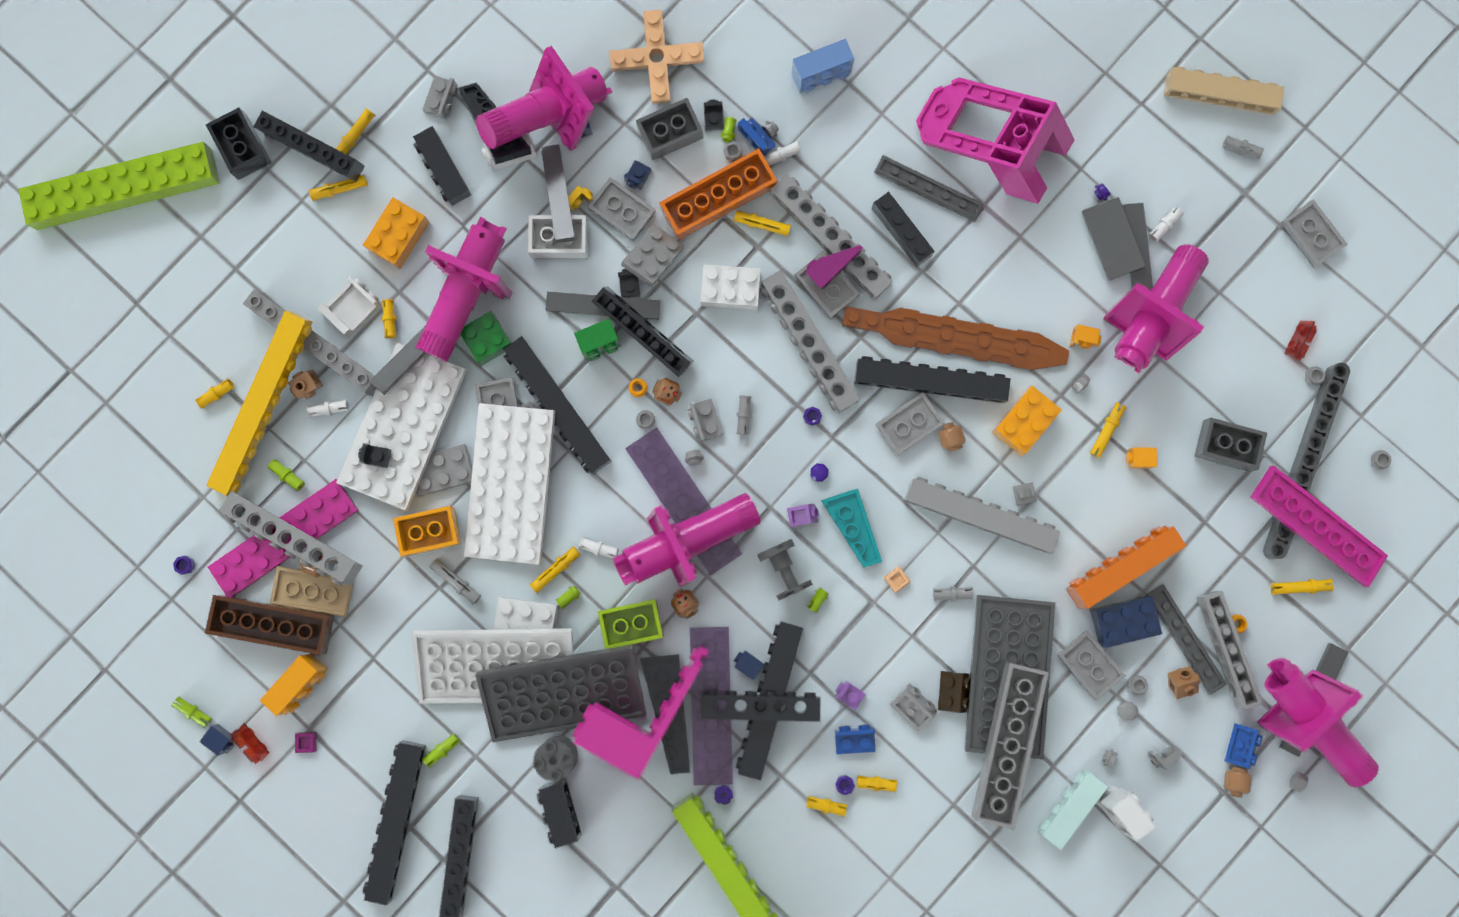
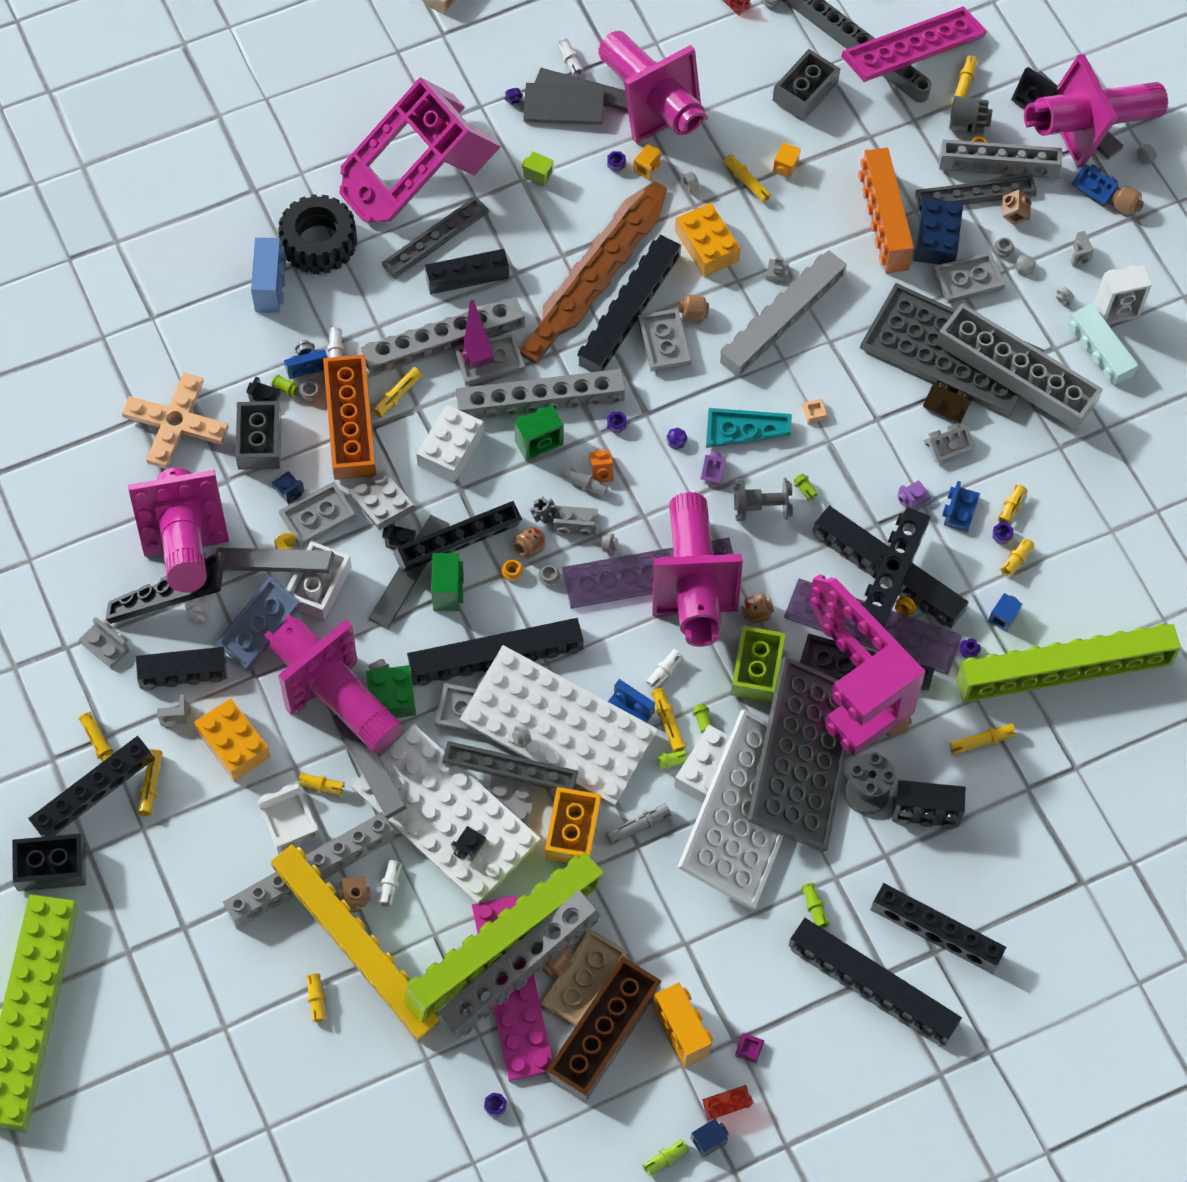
camera: 70 degrees left, 20 degrees down
(286, 475) = (439, 955): lime pin -> none
(302, 516) = (479, 952): none -> lime brick
(403, 184) = (174, 715): none -> light grey bracket
(454, 460) = (509, 766): none -> dark grey tile
(479, 459) = (521, 736): none -> light grey plate
(501, 207) = (263, 613): none -> sand blue tile
(505, 319) = (379, 664): none -> light grey plate
(521, 586) = (672, 759): none -> lime pin
(554, 533) = (632, 701): none -> blue bracket
(643, 835) = (991, 736): none -> yellow pin
(701, 395) = (543, 510): none -> dark grey gear
(738, 727) = (905, 606): none -> light orange plate
(748, 664) = (846, 571): dark blue brick -> none
(765, 420) = (601, 465): none -> orange bracket
(768, 355) = (539, 432): none -> green brick
(769, 814) = (1005, 612): none -> blue brick
(888, 66) = (318, 212): none -> black tyre
(953, 593) = (850, 366): light grey pin -> none
(1033, 245) = (538, 168): none -> lime brick
(1074, 309) = (616, 161): none -> dark purple tile
(1264, 605) = (970, 115): none -> dark grey gear
(1316, 657) = (1032, 87): none -> black tile

